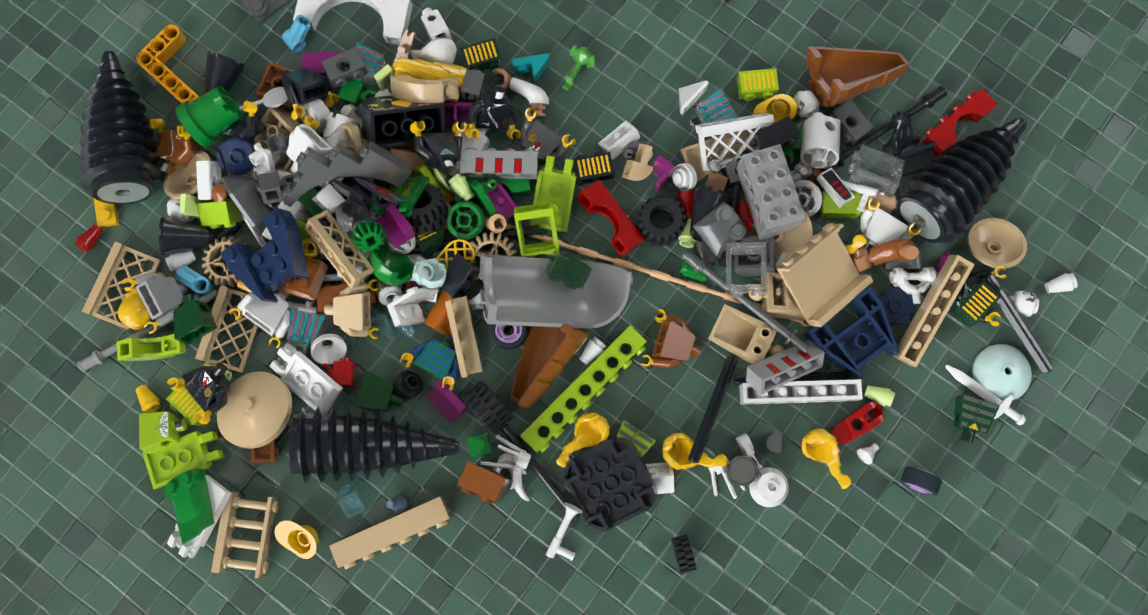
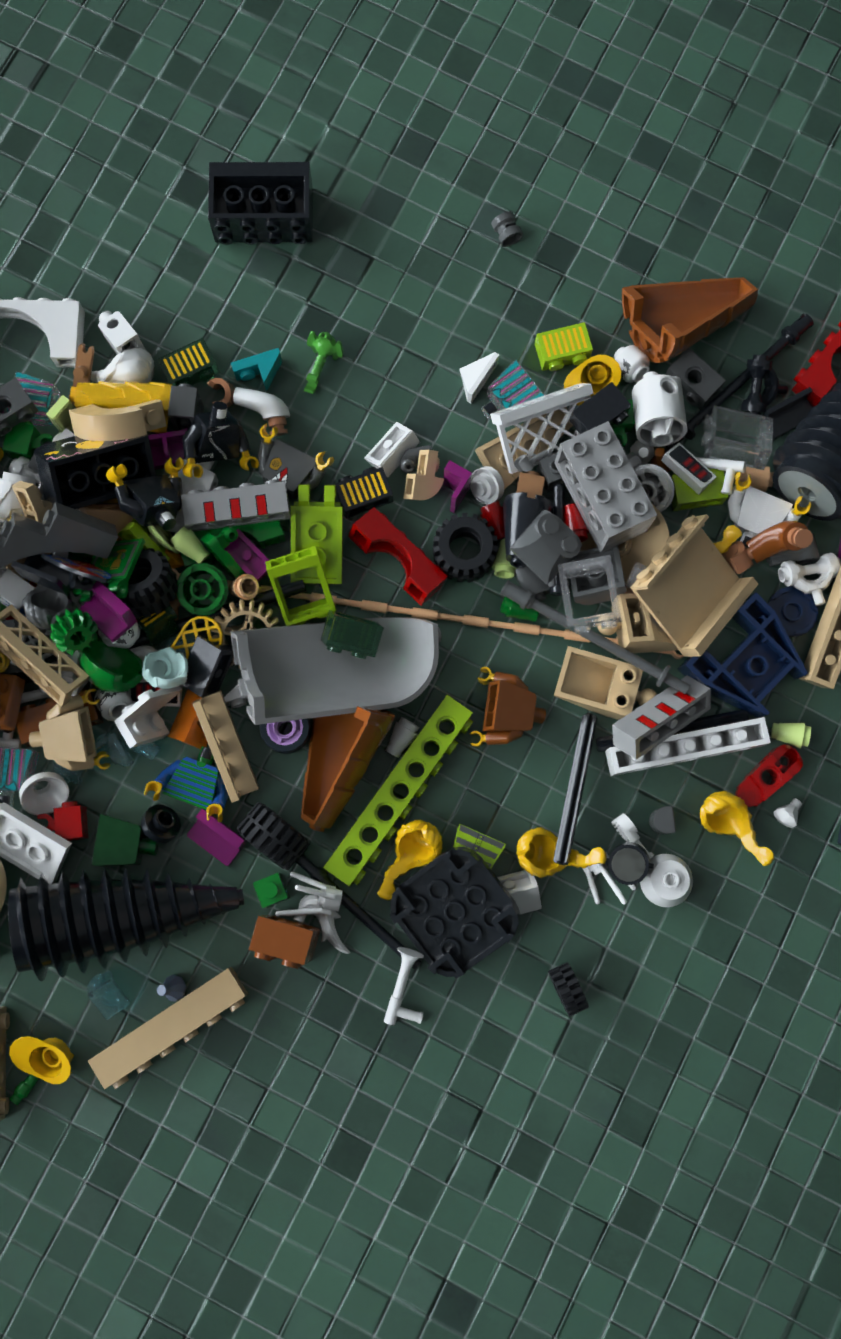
camera: 15 degrees left, 0 degrees up
(280, 558) = (23, 1089): none -> green piece

